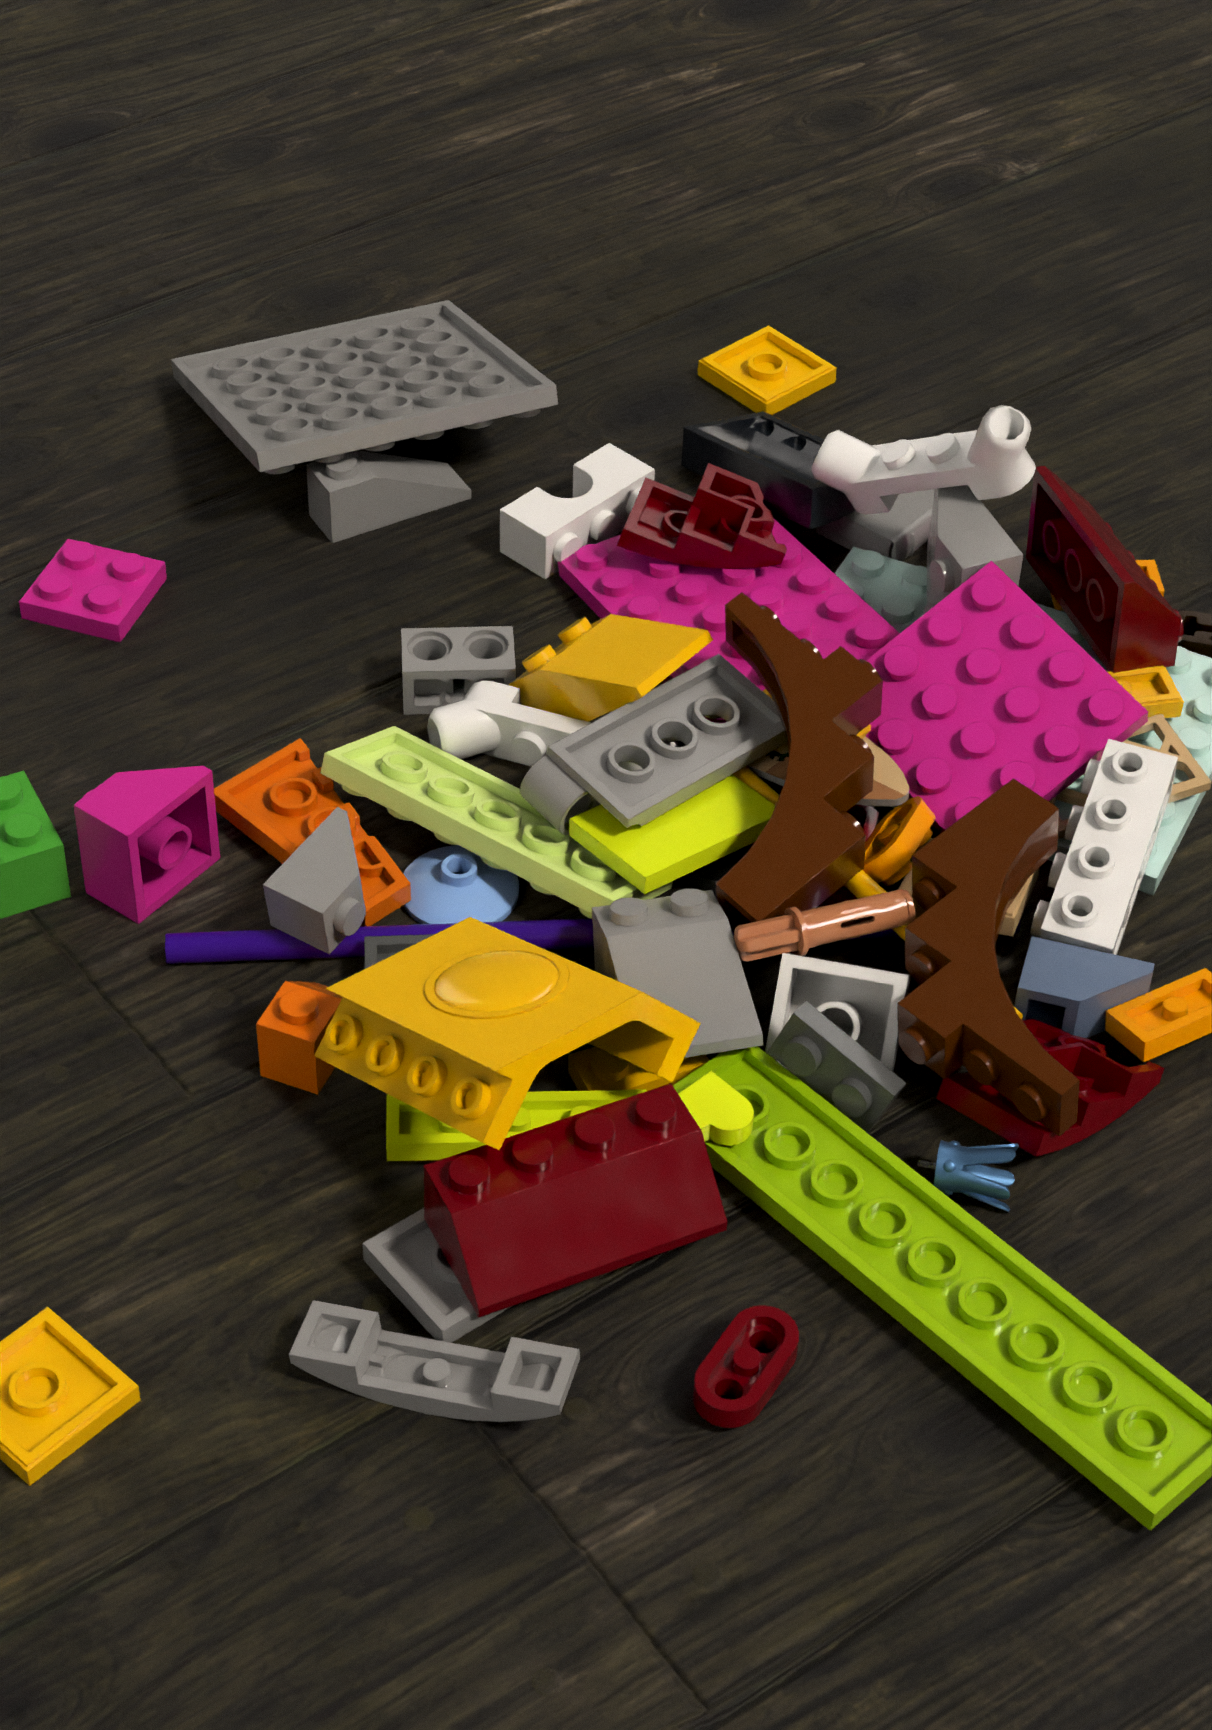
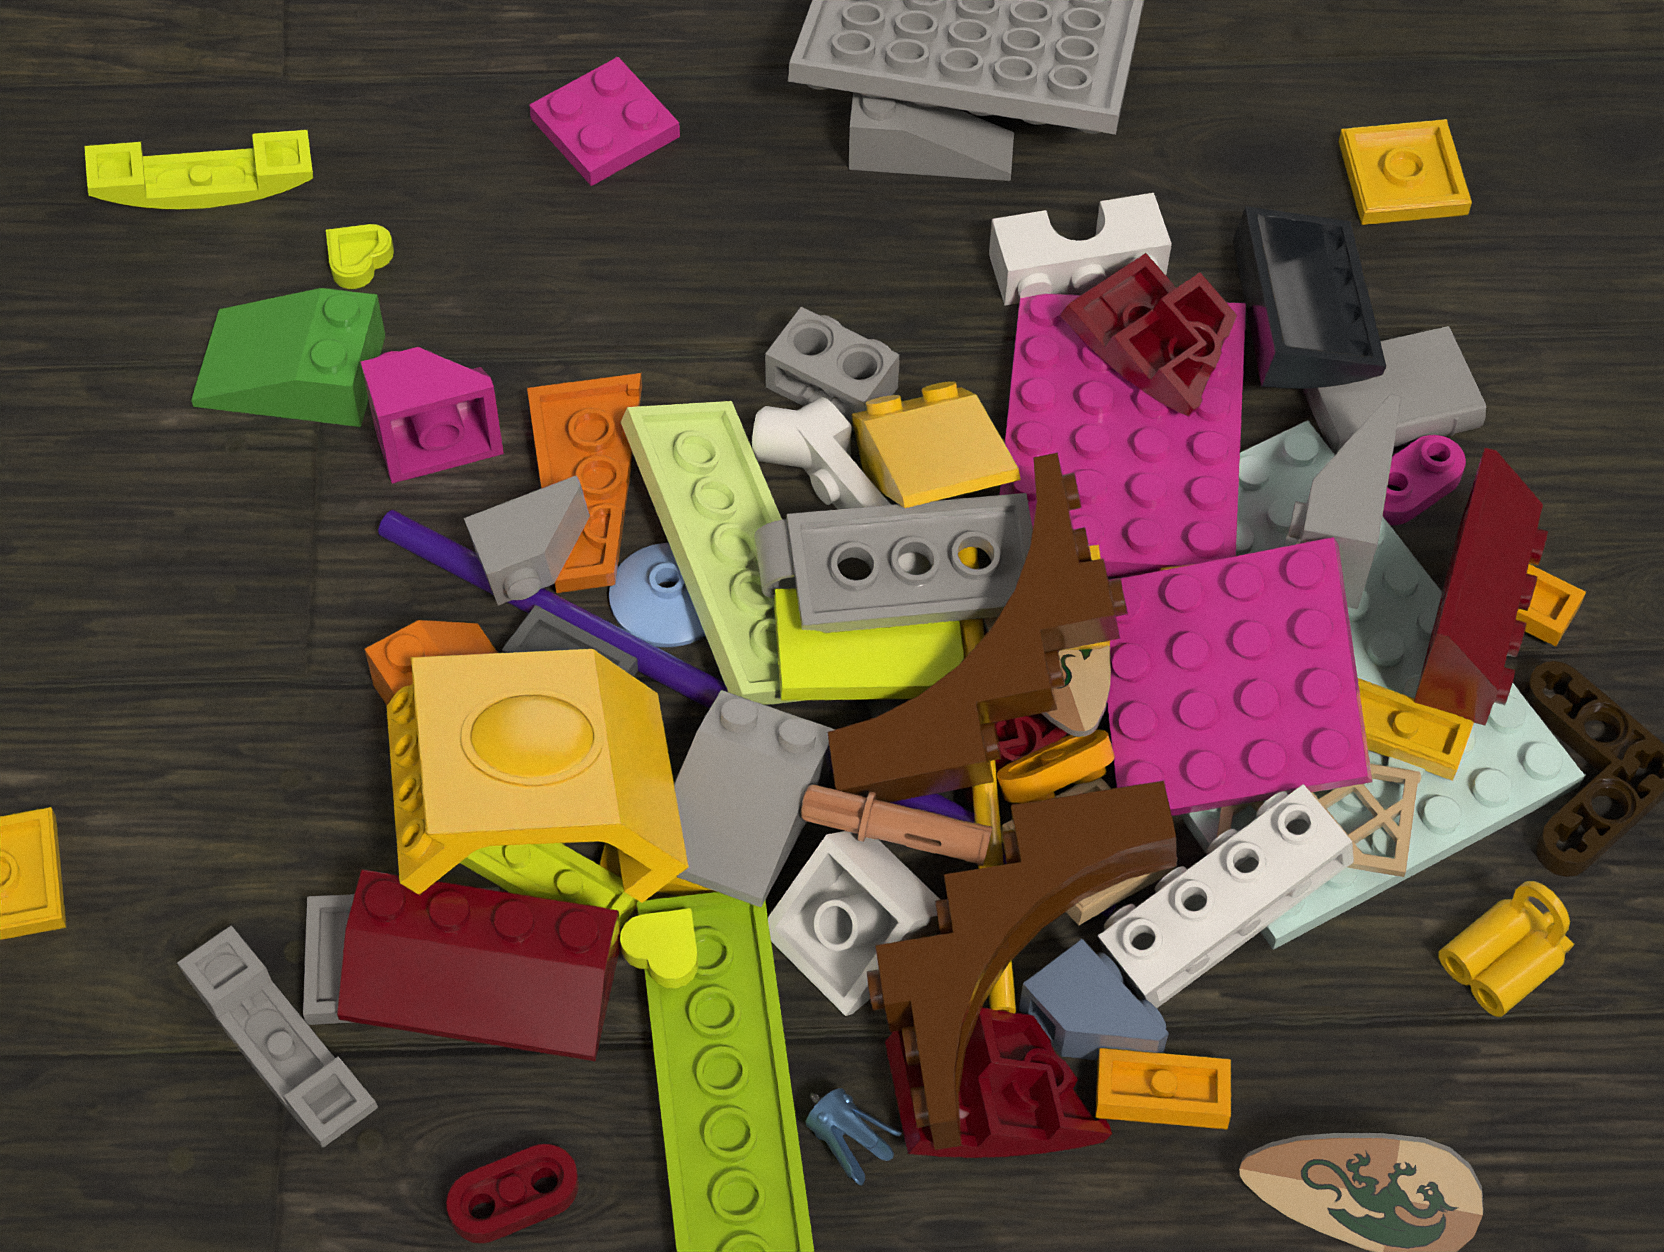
camera: 35 degrees right, 15 degrees up
(836, 1066) = (810, 987): dark grey plate -> none
(985, 459) = (1348, 376): white plate -> none

